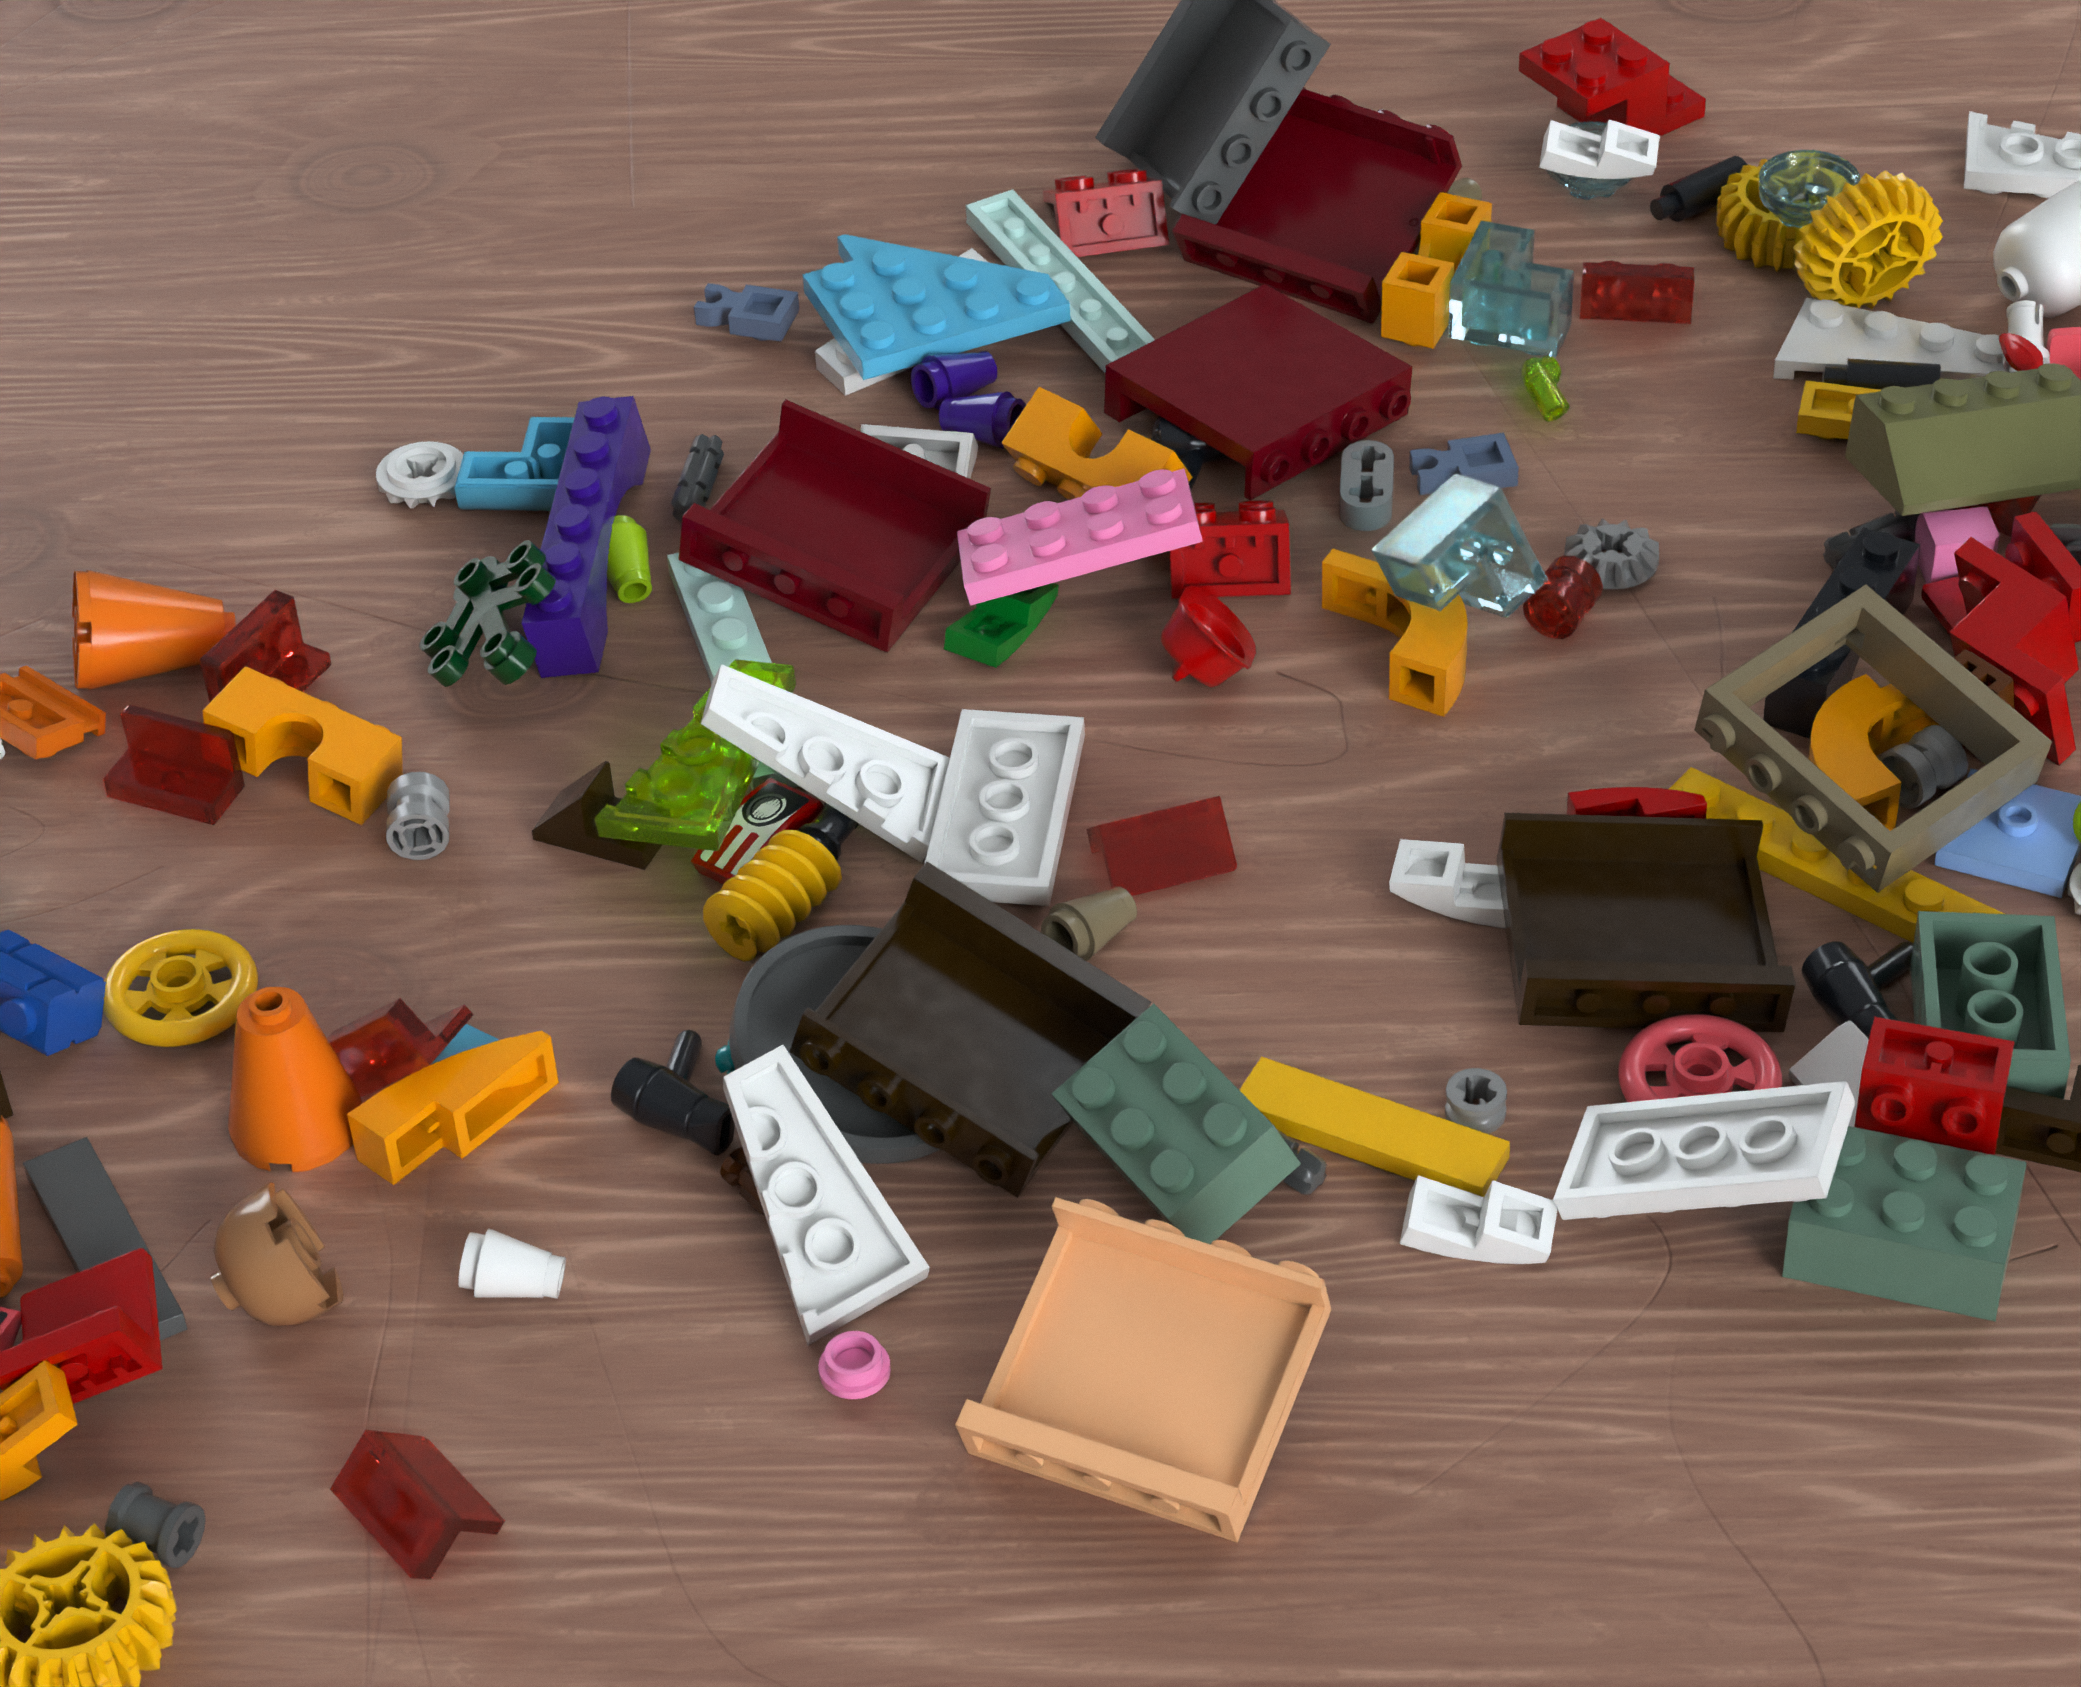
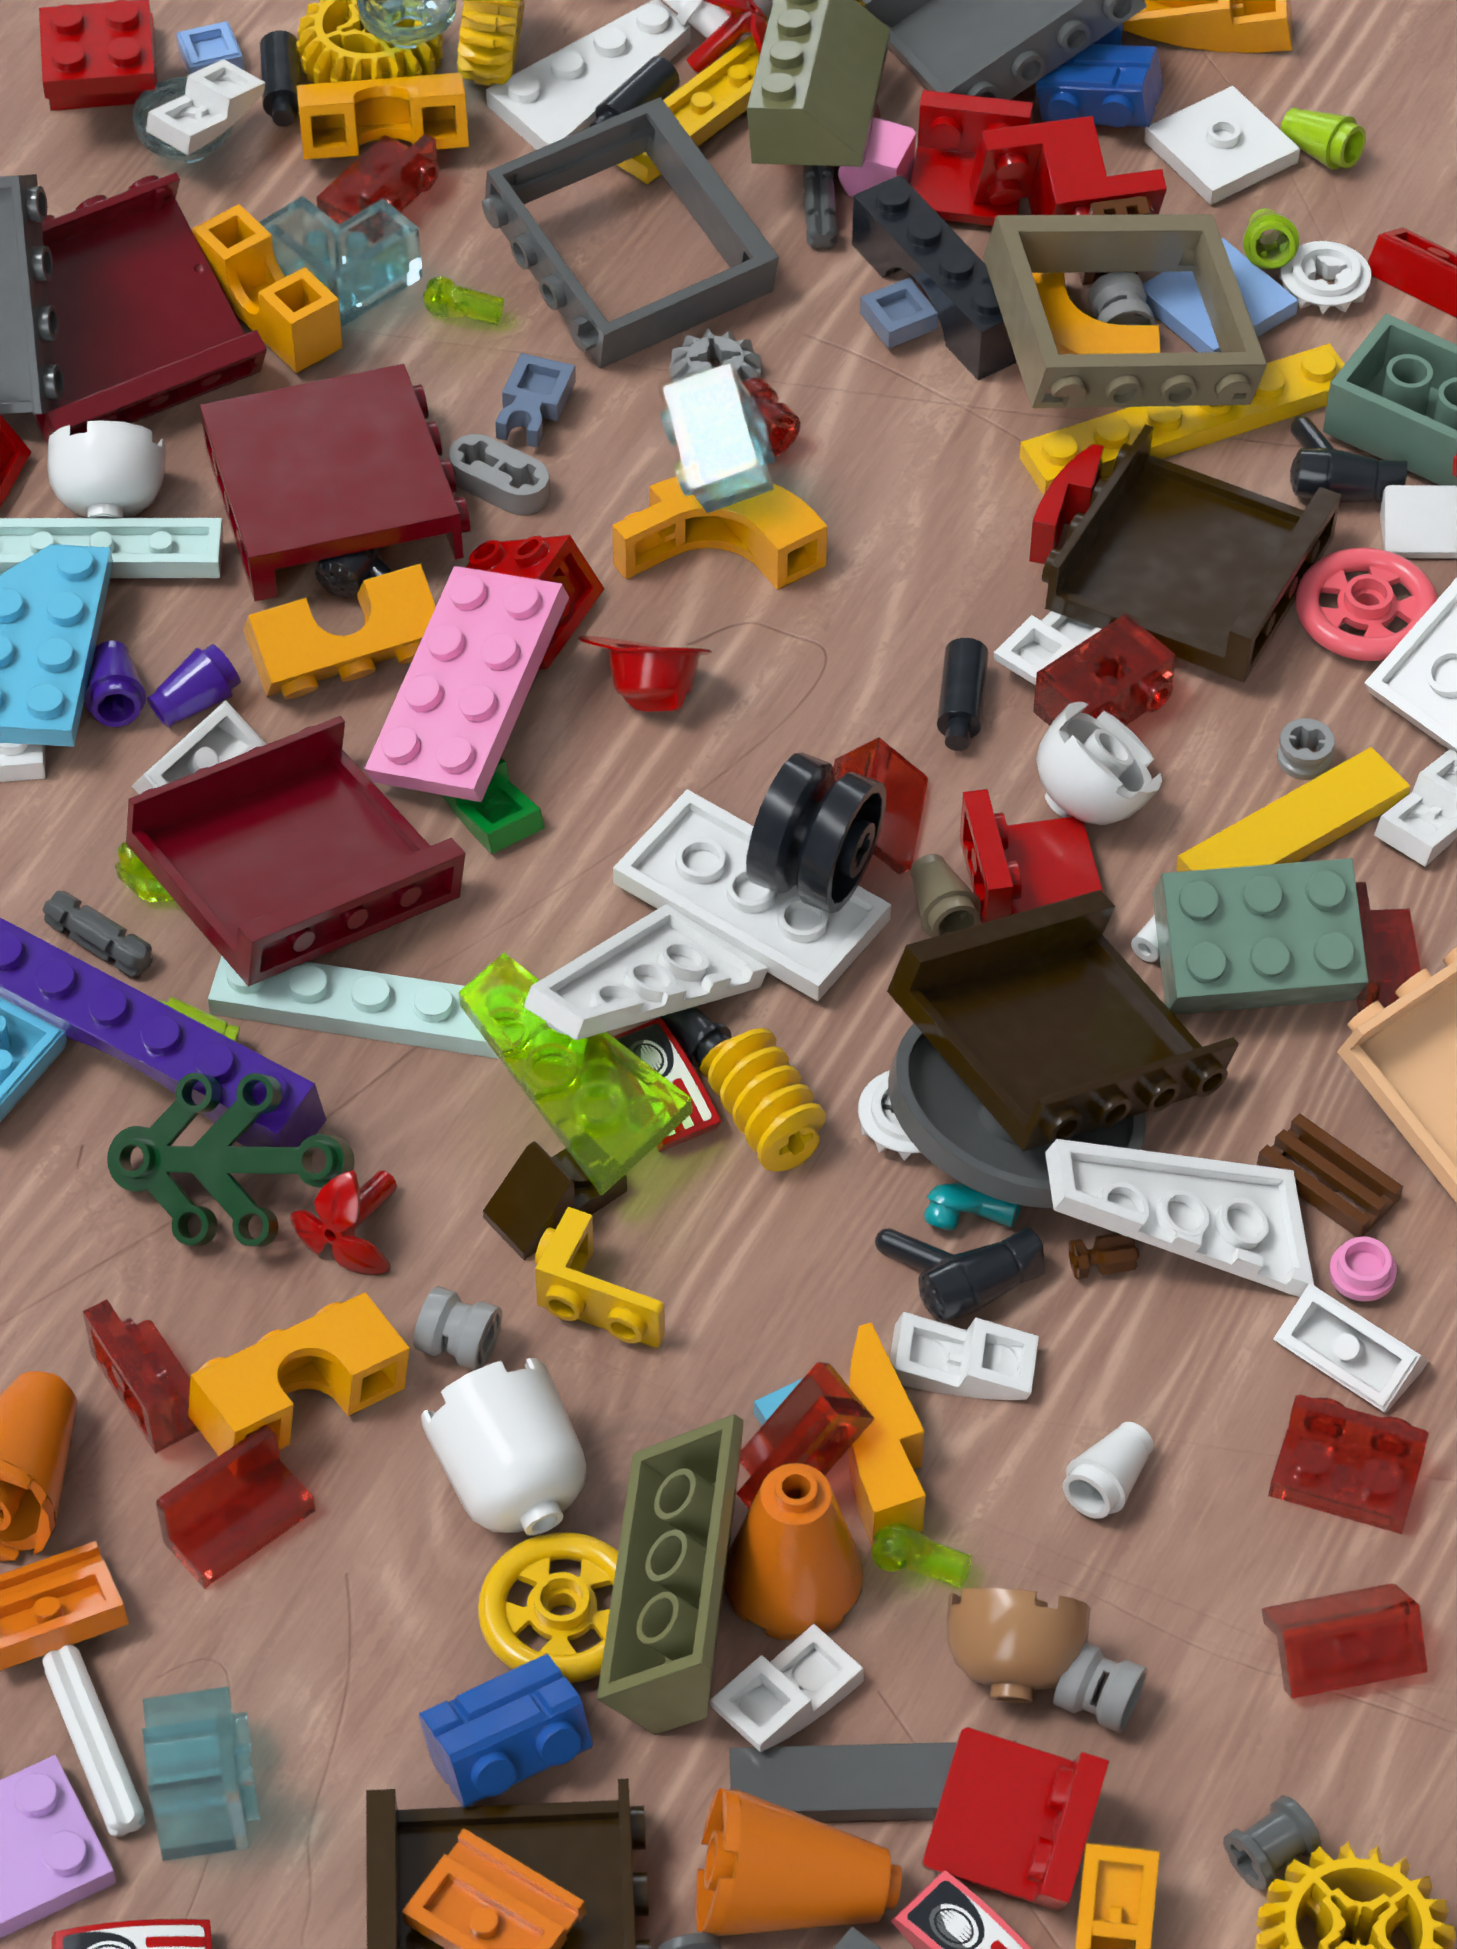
camera: 65 degrees left, 10 degrees up
(154, 1150) = (789, 1692): none -> white slope
(195, 1030) = (671, 1577): none -> olive slope
(263, 1335) = (1090, 1682): none -> light grey wheel
(295, 878) = (508, 1447): none -> white cylinder
(355, 1182) = (903, 1547): none -> clear neon green arm
(480, 709) = (341, 1210): none -> red plant
(513, 851) = (578, 1296): none -> yellow bracket
(582, 1131) = (972, 1363): none -> white slope
(612, 1439) = (1349, 1463): none -> clear red bracket
(765, 1395) = (1350, 1348): none -> white slope
(966, 1266) = (1338, 1170): none -> reddish brown tile
(1042, 777) = (816, 832): none -> black wheel
(1157, 275) = (107, 470): none -> white cylinder
(1158, 949) = (1023, 862): none -> red bracket
(1254, 1216) = (1388, 950): none -> clear red panel
(1304, 944) = (1094, 767): none -> white cylinder
(1345, 846) = (962, 691): none -> black cylinder
(1429, 928) = (1112, 671): none -> clear red brick
(1701, 146) = (207, 46): none -> light blue tile
(1723, 351) = (640, 130): none -> dark grey window
(1728, 264) = (349, 113): none -> light orange arch
(1769, 625) = (899, 313): none -> sand blue plate

